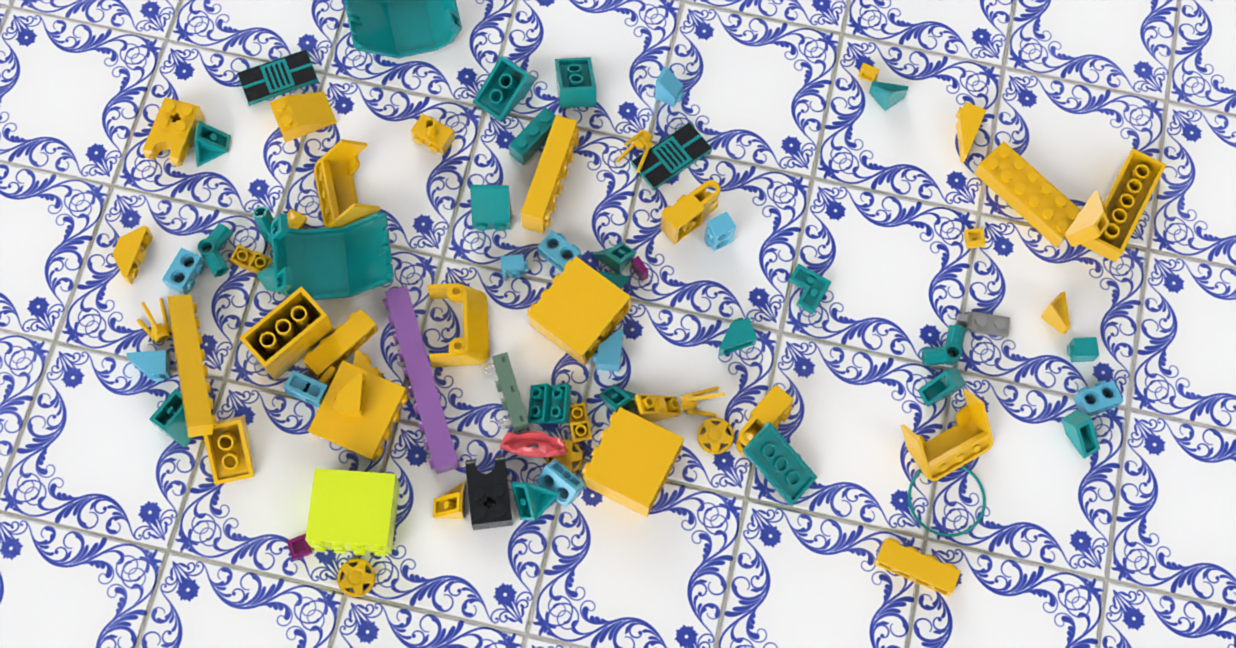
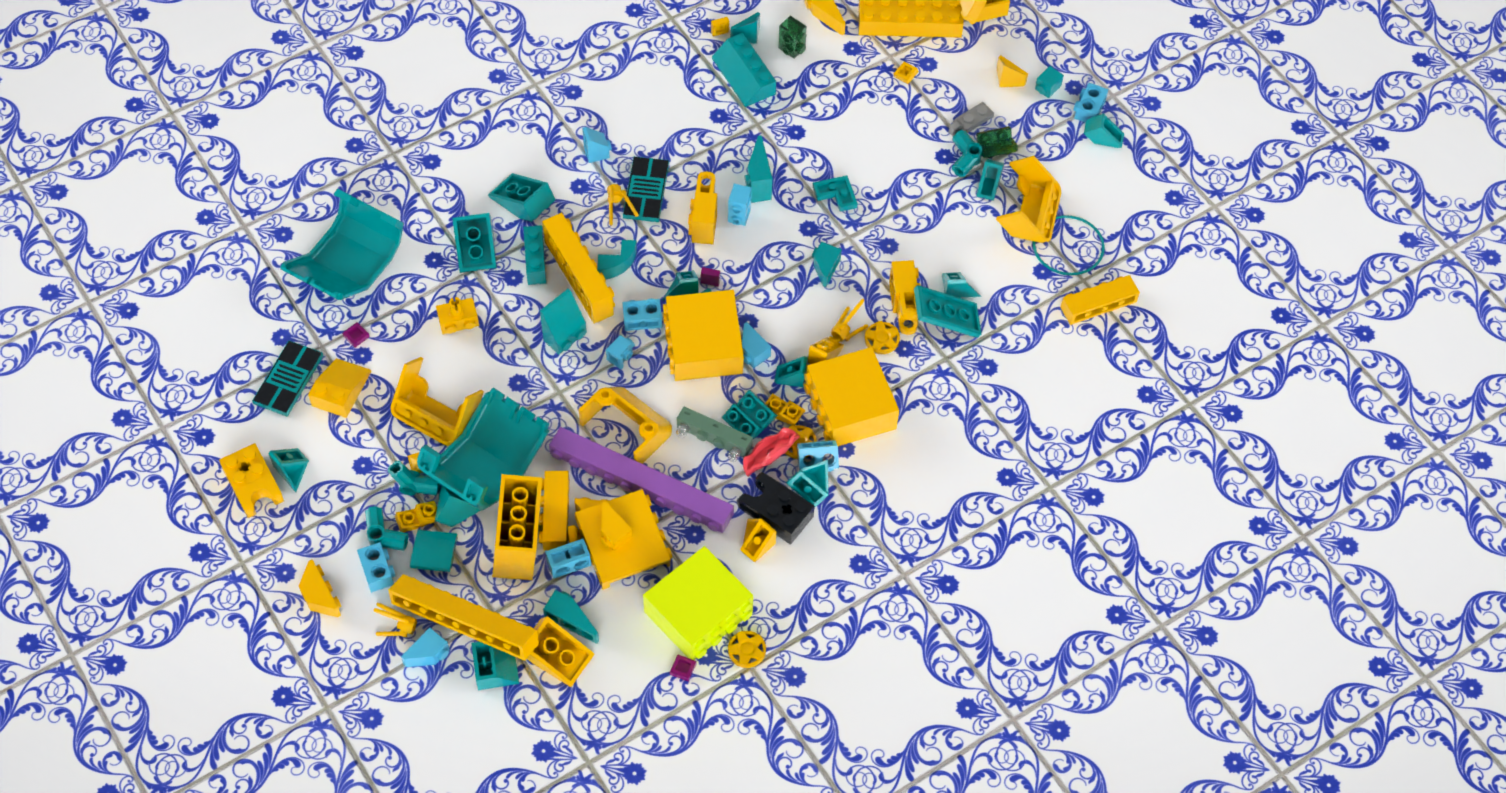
camera: 45 degrees left, 10 degrees down
(232, 296) = (433, 550): none -> teal slope
(266, 430) = (567, 613): none -> teal slope
(354, 85) = (355, 334): none -> magenta tile
(579, 195) = (615, 265): none -> teal brick
(761, 218) = (759, 173): none -> teal slope
(819, 449) = (956, 285): none -> teal slope
(847, 125) = (744, 70): none -> teal slope
(911, 130) = (792, 37): none -> clear green brick
(980, 361) = (996, 142): none -> clear green bracket

